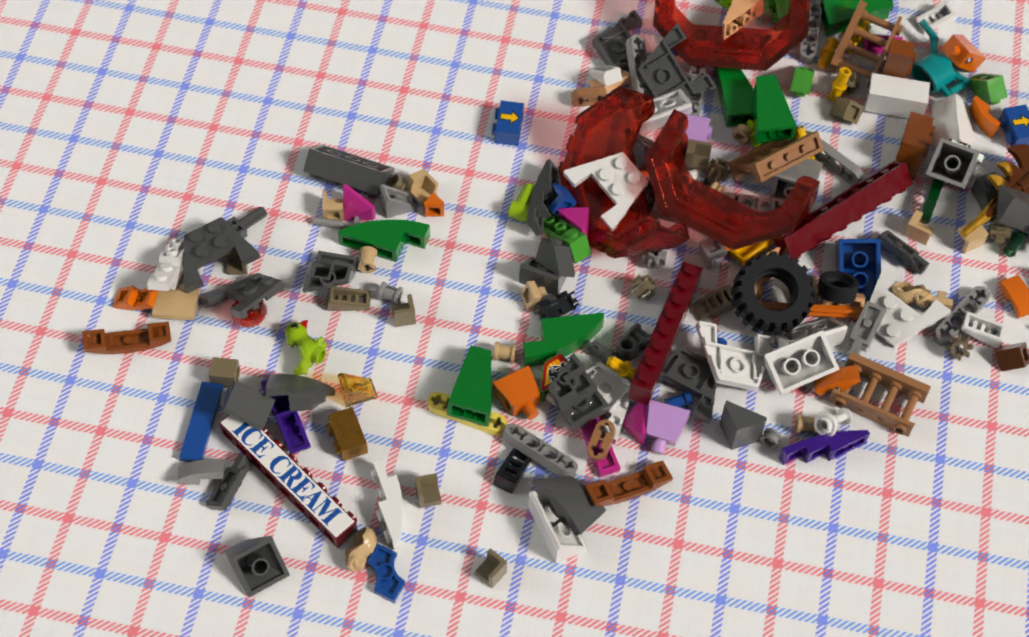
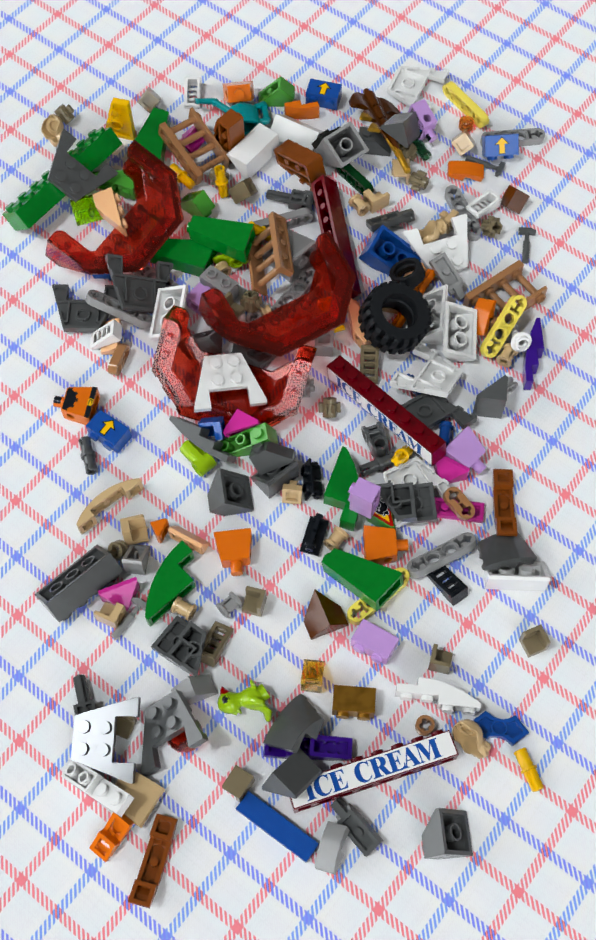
camera: 60 degrees left, 5 degrees up
(295, 302) = (196, 688): none -> light grey slope
(355, 614) = (528, 769): none -> yellow axle
(356, 499) = (430, 729): none -> medium nougat bush
(415, 146) = (106, 498): none -> tan slope
(416, 427) = (374, 642): none -> lavender brick
(421, 375) = (323, 616): none -> reddish brown slope
(439, 233) = (191, 540): none -> light nougat slope
(447, 273) = (234, 549): none -> orange torso
(477, 120) = (88, 455): none -> dark grey pin
(499, 333) = (314, 535): none -> black hinge
(502, 245) = (230, 494): none -> dark grey slope
(524, 87) = (78, 404): none -> orange torso
(549, 346) = (364, 497): none -> lavender brick
(721, 136) = (218, 280): none -> light grey brick
(835, 398) = (501, 324): none -> light yellow beam
(867, 159) = (295, 200): none -> dark grey connector
(902, 216) = (359, 204): none -> tan bush
(970, 256) = (418, 180): none -> dark tan gear
(980, 386) = (526, 243): none -> dark grey piece

